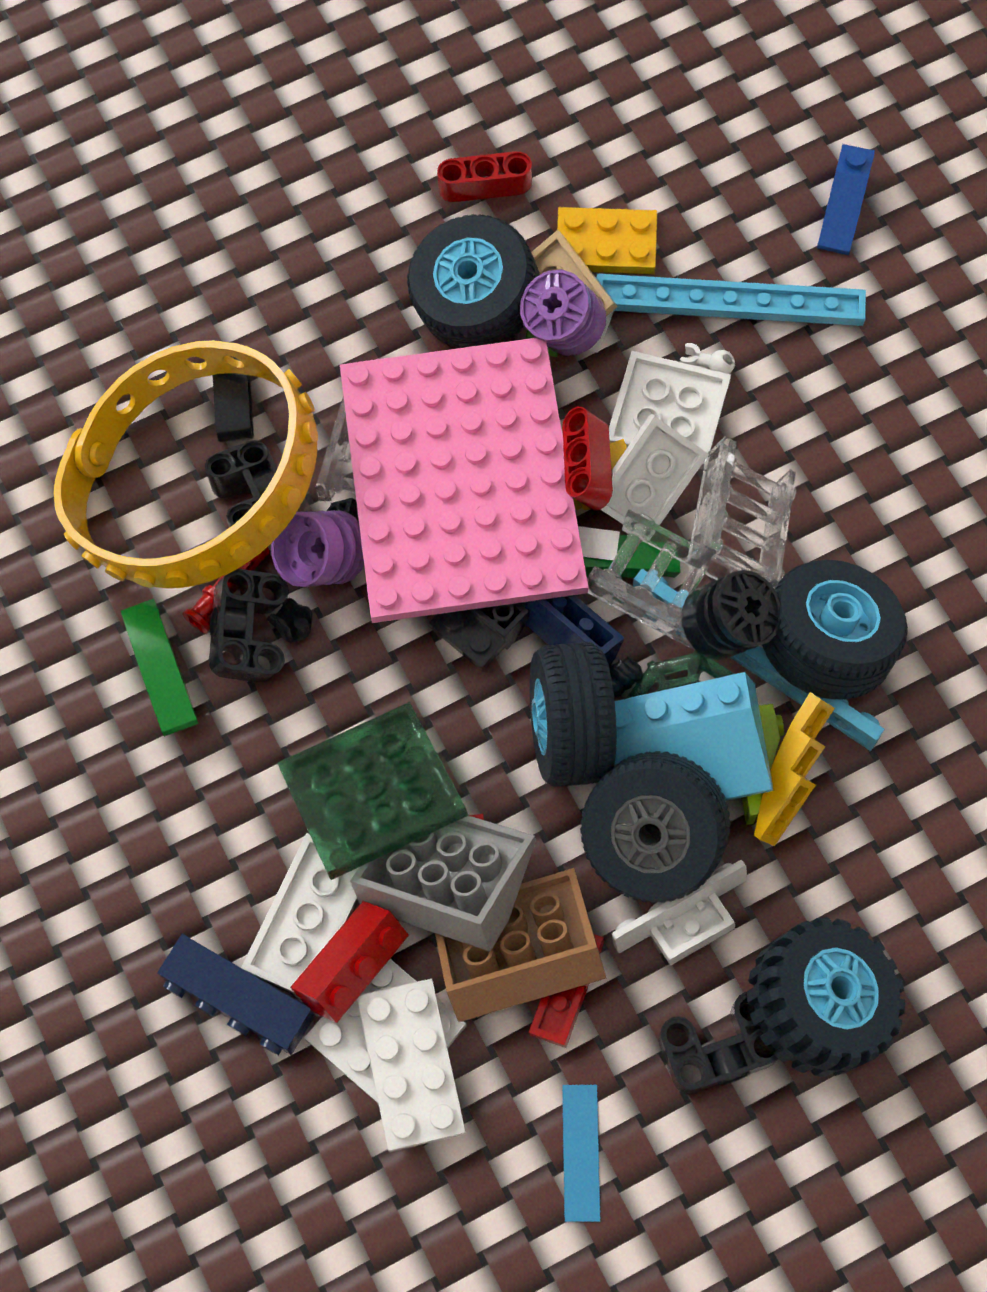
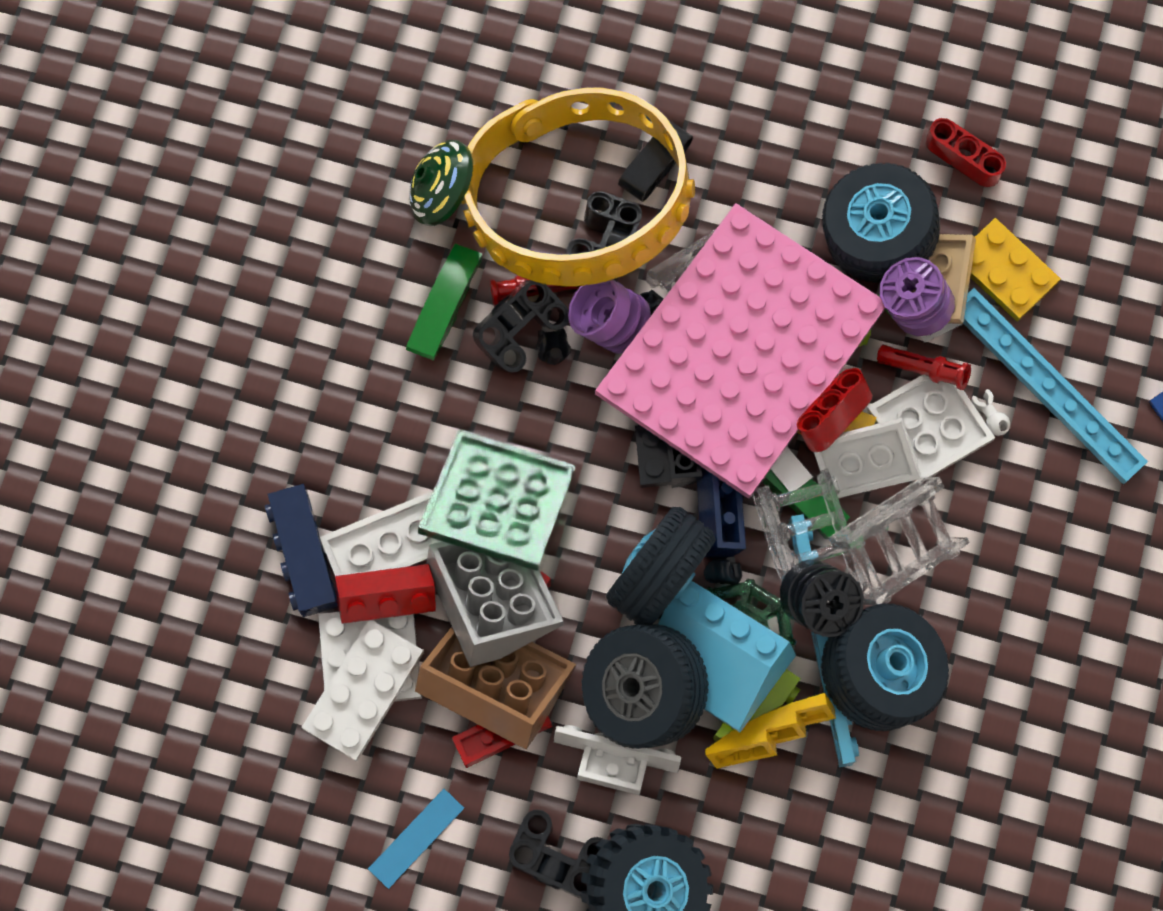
camera: 40 degrees right, 5 degrees up
(60, 566) = (440, 182): none -> dark green dish
(633, 359) = (936, 369): none -> red pin

